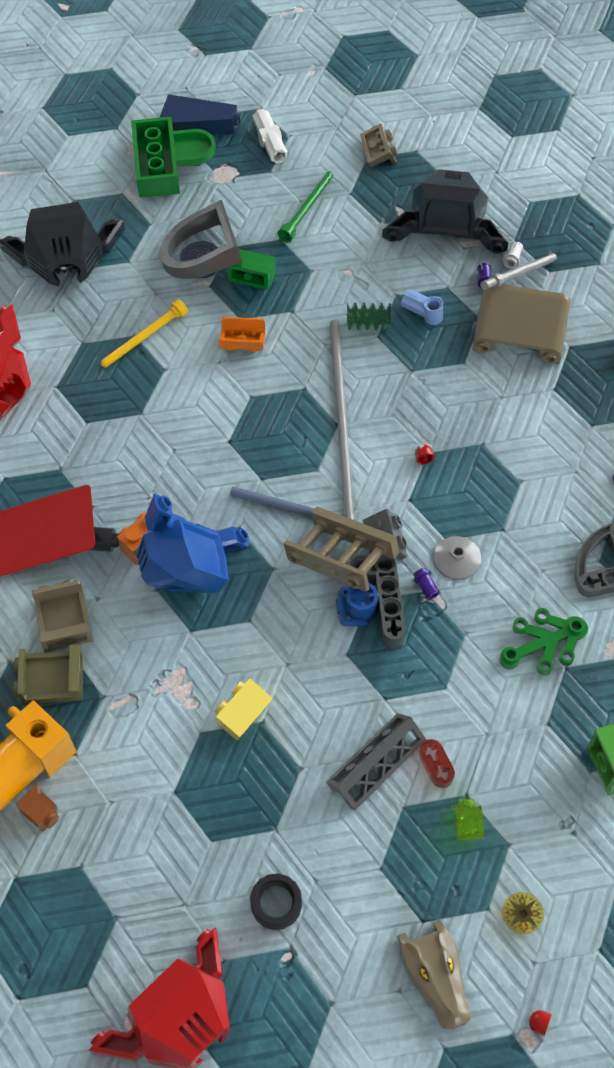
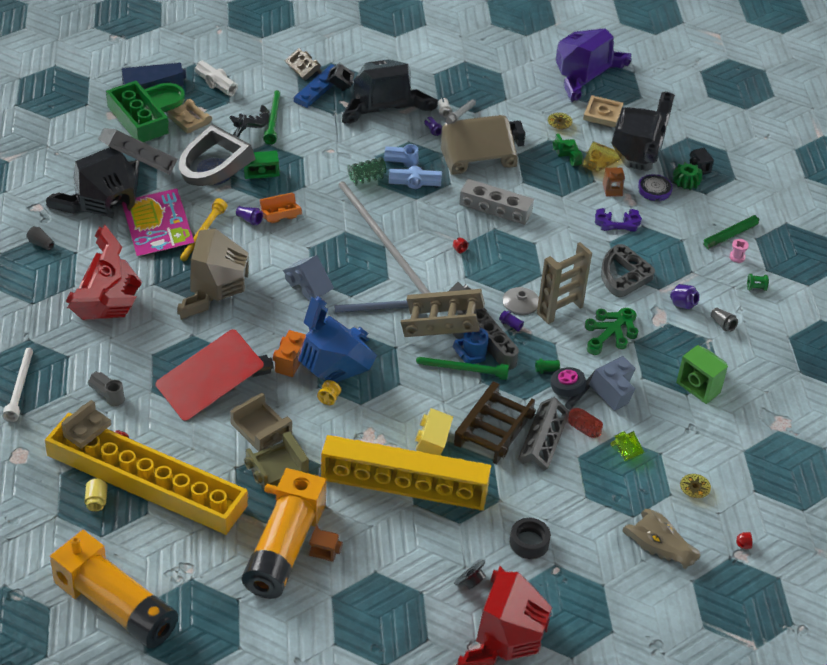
camera: 30 degrees left, 15 degrees down
(103, 308) = (158, 222): none -> sticker
(113, 397) = (216, 271): none -> dark tan helmet
(129, 223) = (138, 150): none -> dark grey window
(158, 604) = (329, 392): none -> yellow wheel
(176, 926) = (472, 576): none -> black piece
(177, 753) = (405, 472): none -> yellow brick
(206, 332) = (251, 215): none -> dark purple cone
(208, 181) = (185, 120): none -> tan plate
(219, 442) = (310, 276): none -> sand blue brick
(275, 207) = (243, 122): none -> black piece
(322, 696) = (484, 408): none -> dark brown fence
(372, 650) = (499, 371): none -> green piece
(382, 179) = (314, 89): none -> blue plate
(411, 170) = (341, 77): none -> black brick
(422, 342) = (415, 177): none -> light blue piece
(434, 664) = (546, 365): none -> green pin
(436, 697) = (568, 382): none -> black wheel
(461, 713) = (574, 399): none -> black bar
(484, 558) = (553, 276): none -> dark tan fence
(488, 396) = (496, 201): none -> light grey brick
(495, 722) = (613, 384): none -> sand blue brick
(580, 312) = (518, 132): none -> black bracket

